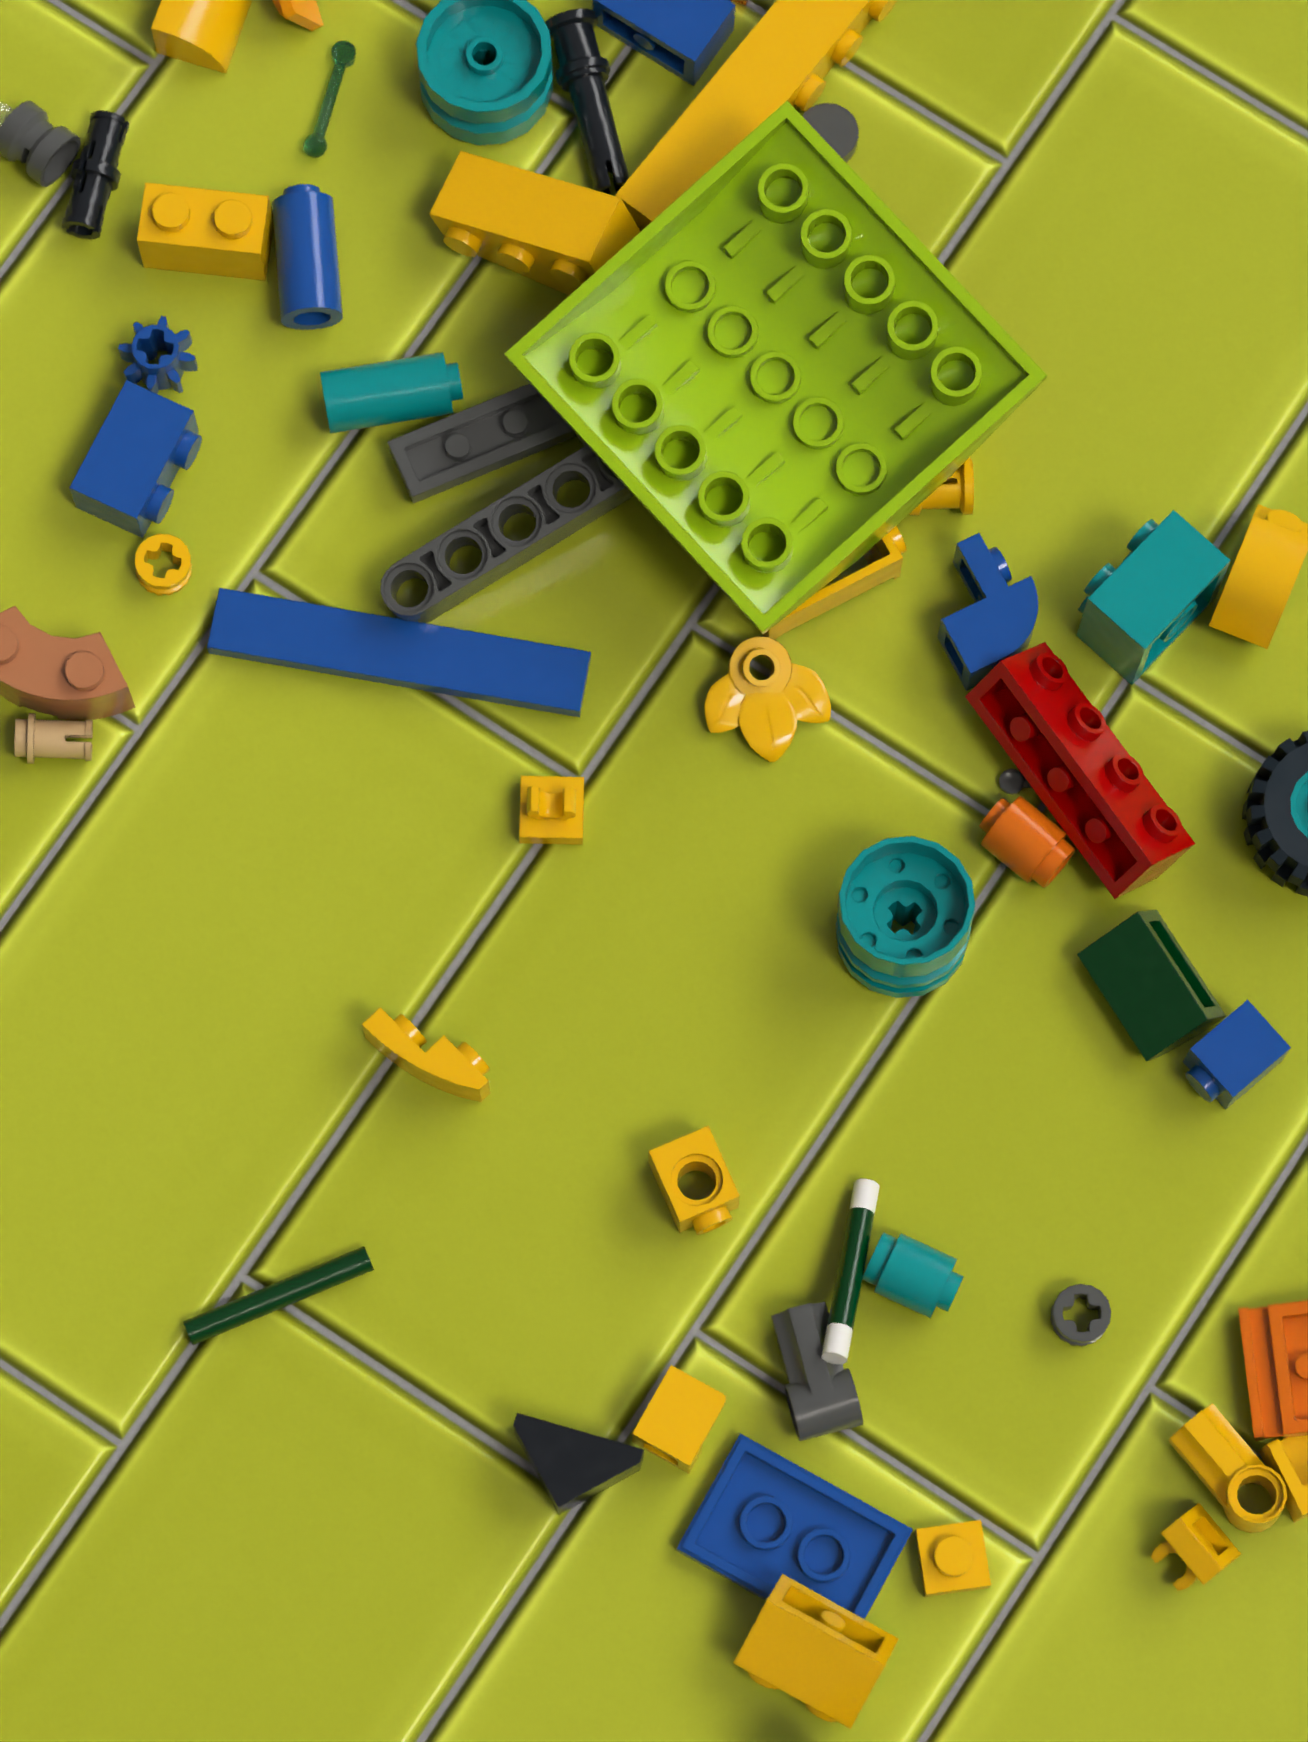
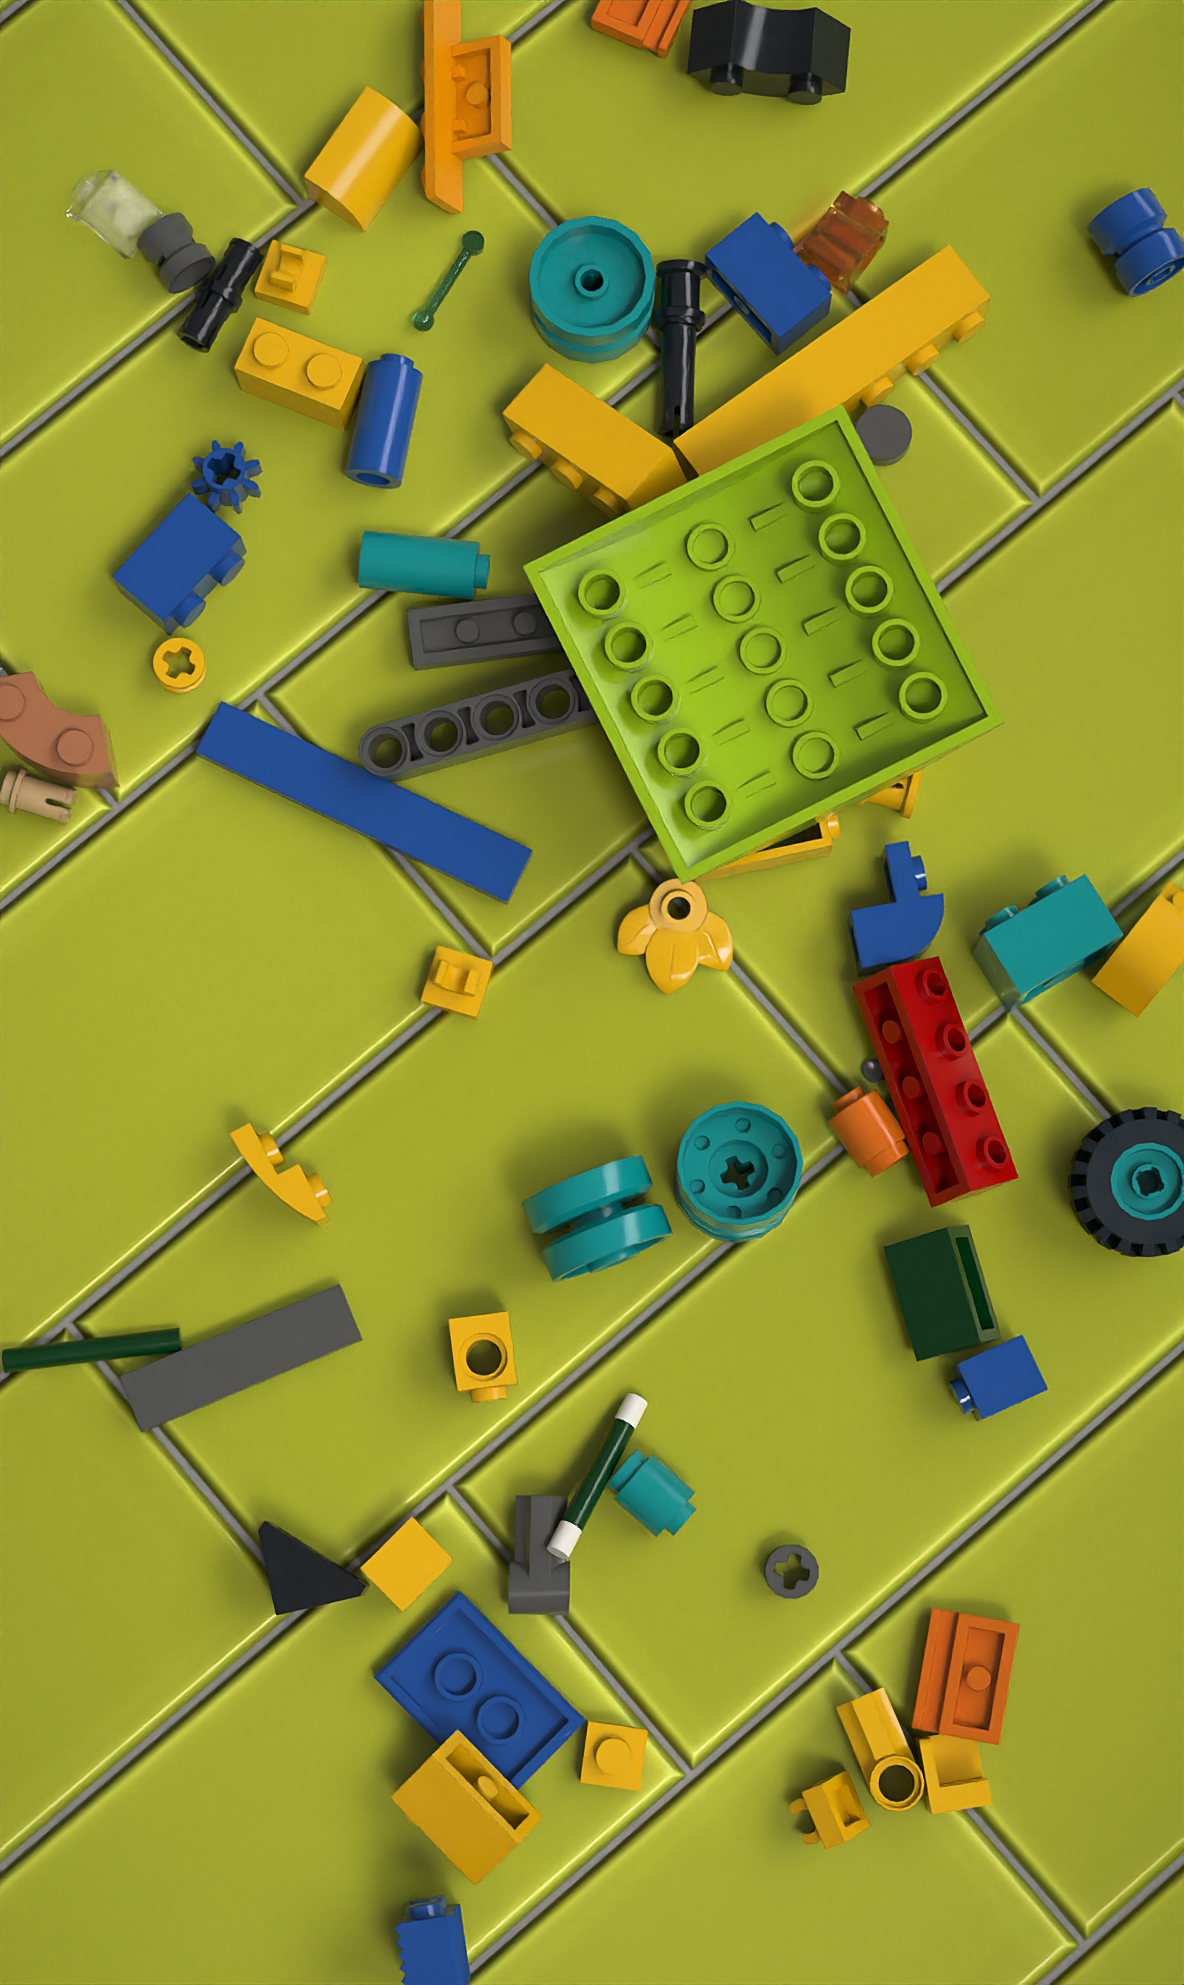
camera: 20 degrees right, 5 degrees up
(163, 137) = (290, 277): none -> yellow tile
(438, 1259) = (241, 1358): none -> dark grey tile
(773, 1003) = (594, 1211): none -> teal wheel

